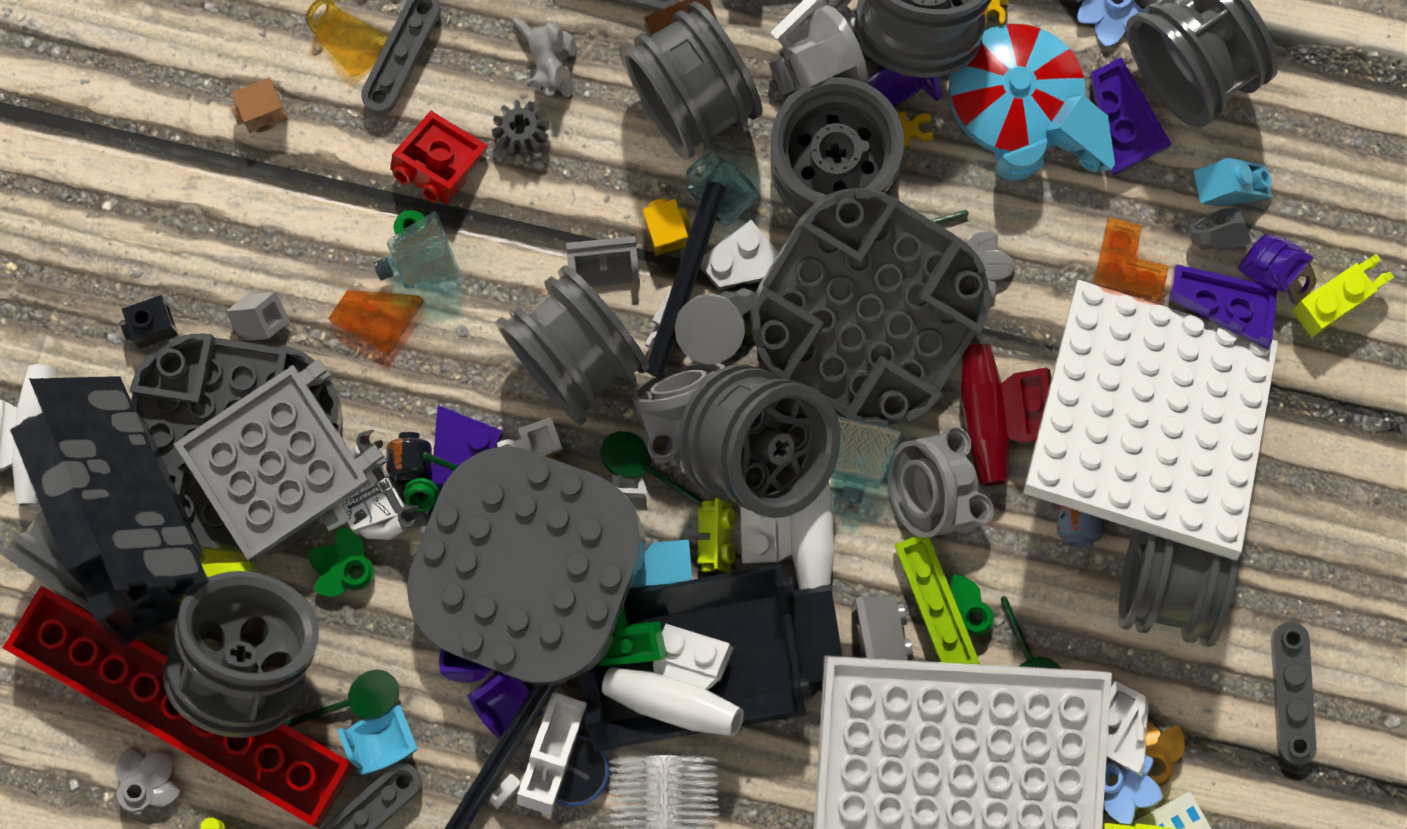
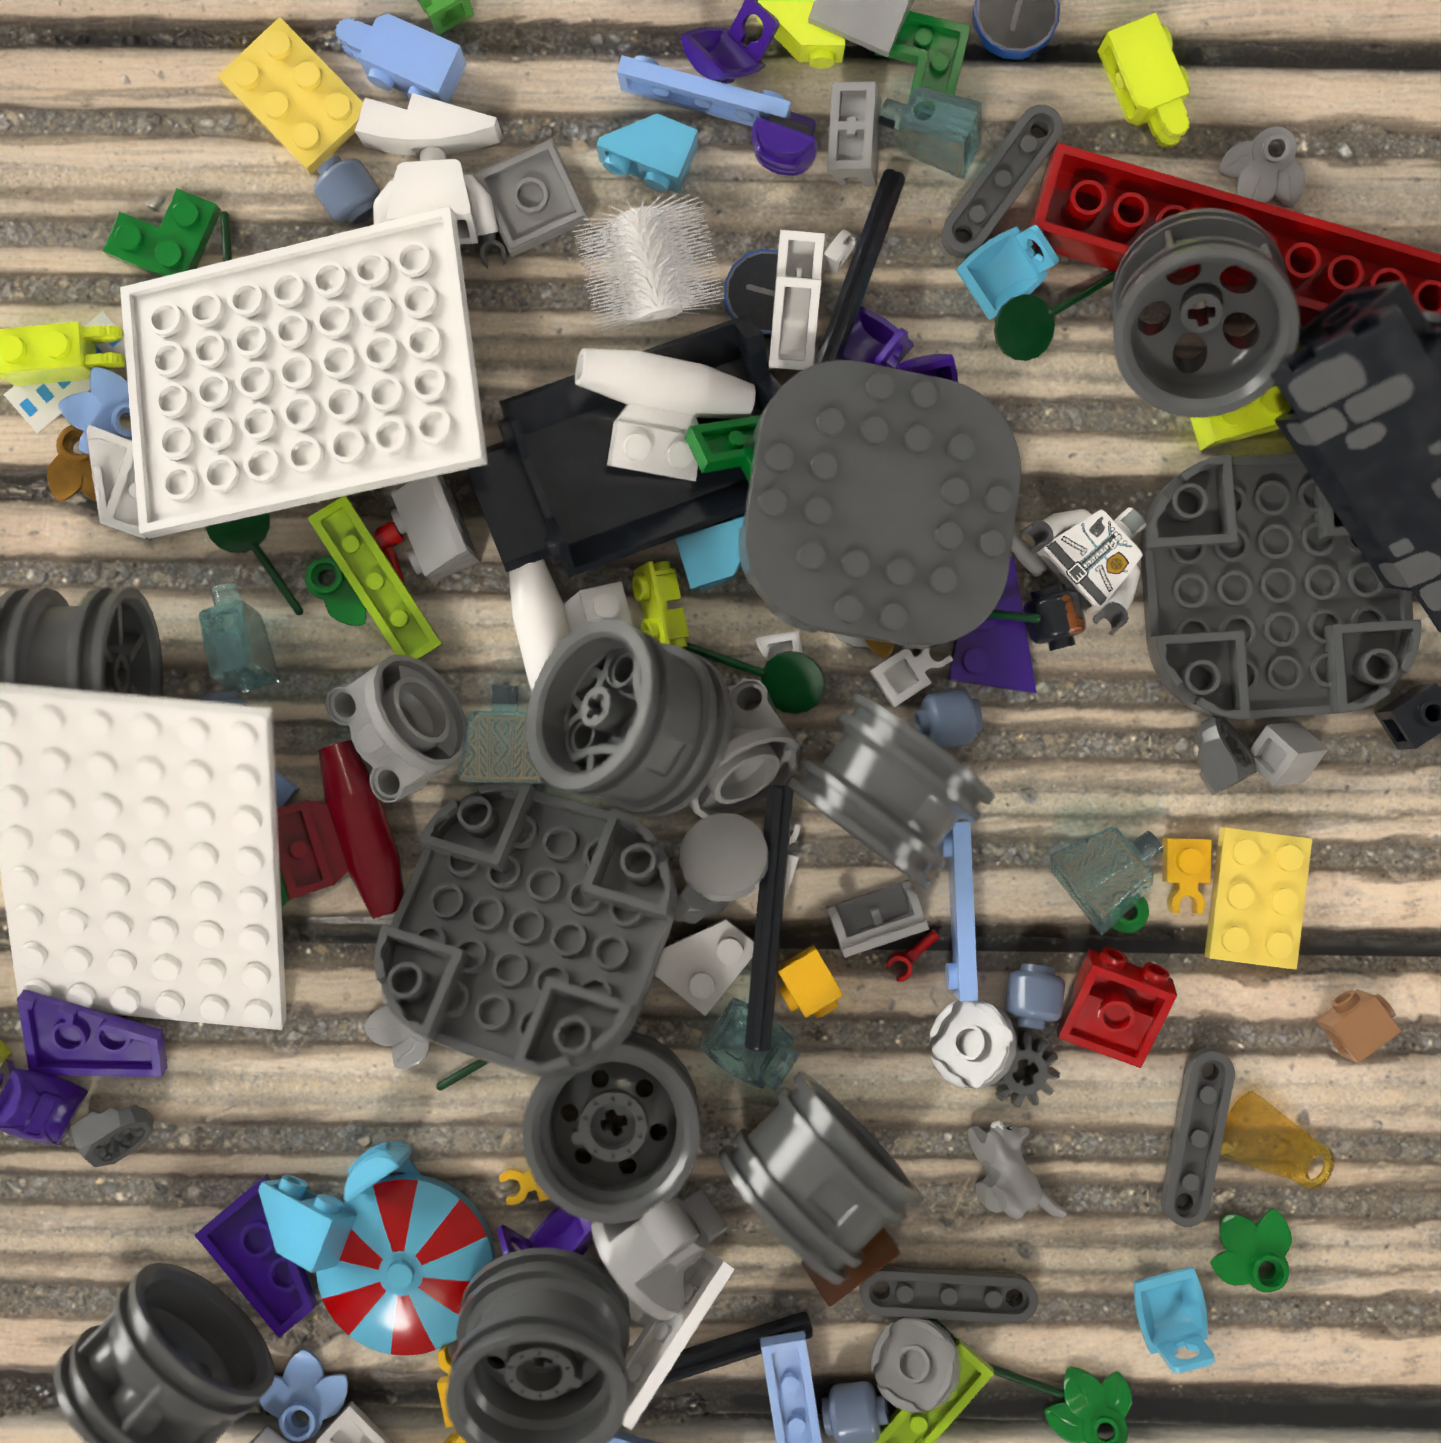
camera: 165 degrees right, 10 degrees up
(275, 461) = (1220, 567): light grey plate -> none
(306, 324) = (1222, 755): none -> dark grey rock
(307, 215) = (1258, 898): none -> light yellow plate
(337, 562) = (1107, 475): green plate -> none
(355, 250) = (1186, 864): none -> yellow plate
(376, 316) = (1139, 787): clear orange wing -> none
(424, 502) = (1029, 572): green plate -> none
(497, 179) = (1034, 996): none -> sand blue head
(511, 399) = (949, 718): none -> sand blue head
(547, 208) = (962, 972): none -> light blue plate
(553, 154) = (973, 1043): none -> tile
(583, 230) = (912, 955): none -> red hand
(921, 639) = (388, 537): none -> red hand
(1053, 565) = (237, 642): none -> clear light blue torso
(1120, 270) = (232, 1057): clear orange plate -> none
(1232, 182) = (108, 1200): medium azure slope -> none

